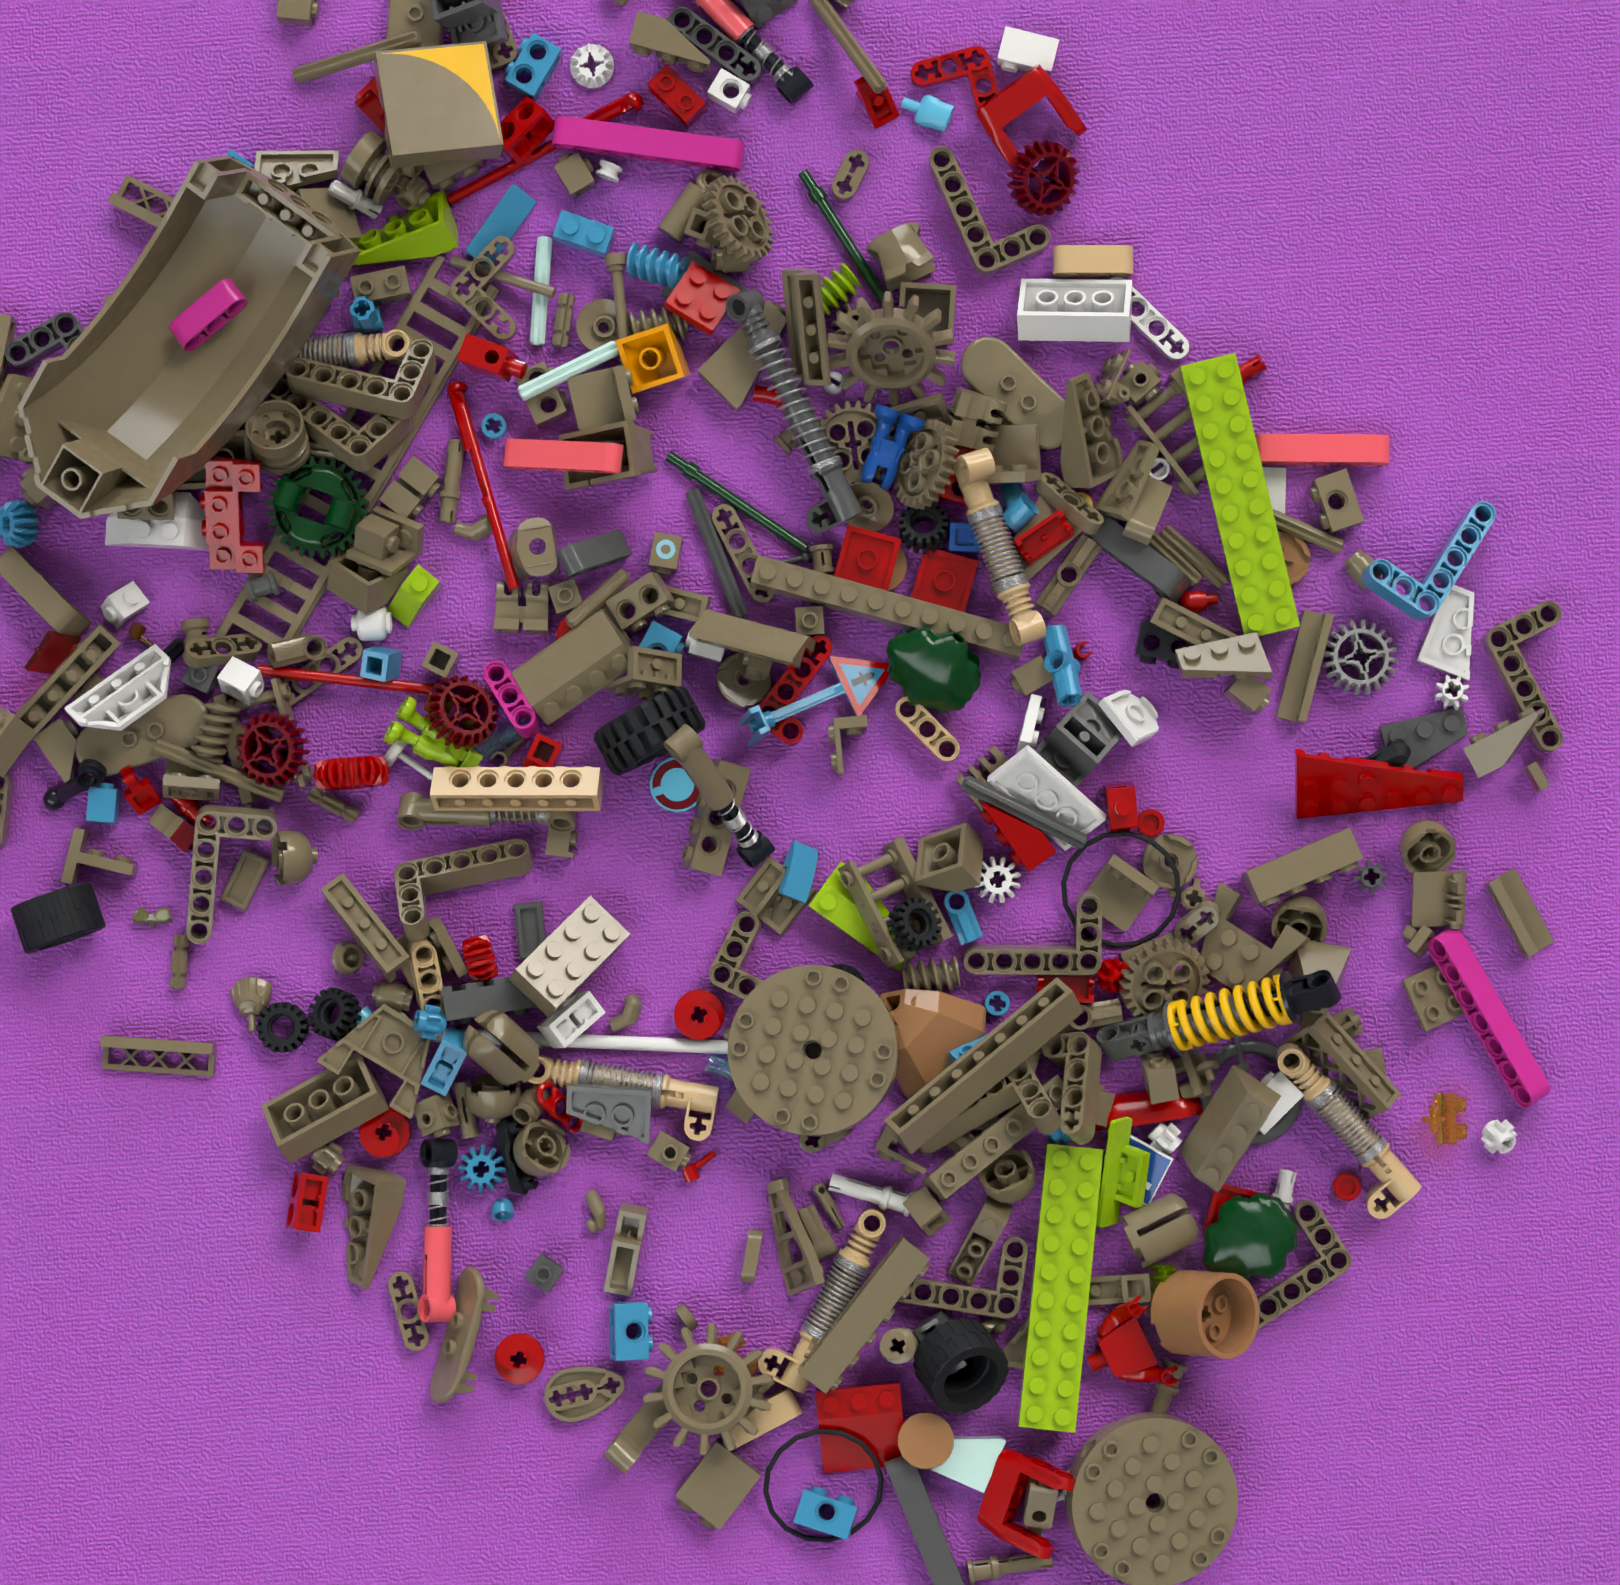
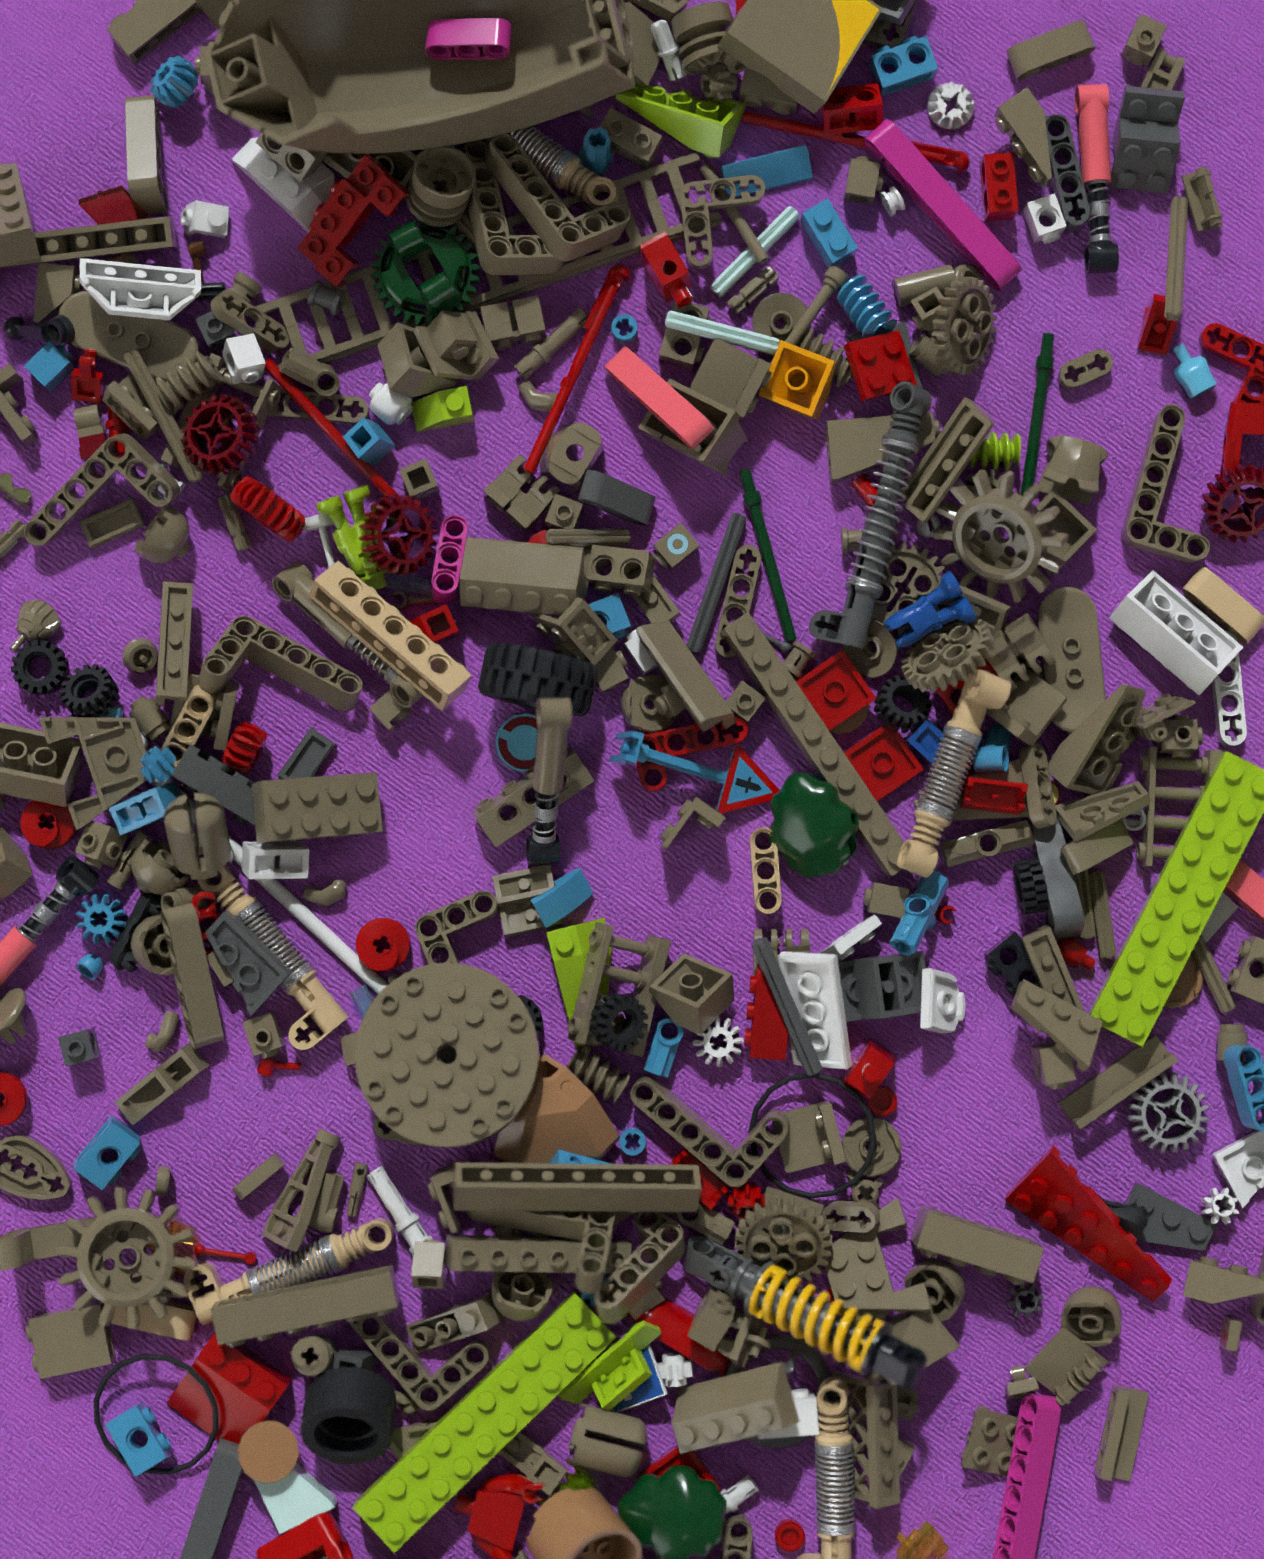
camera: 30 degrees right, 0 degrees up
(582, 1152) = (192, 975): none -> dark tan beam
(695, 680) = (611, 670): none -> dark tan brick
(795, 1319) = (249, 1257): none -> red hinge
(1125, 579) = (1030, 886): none -> black tyre

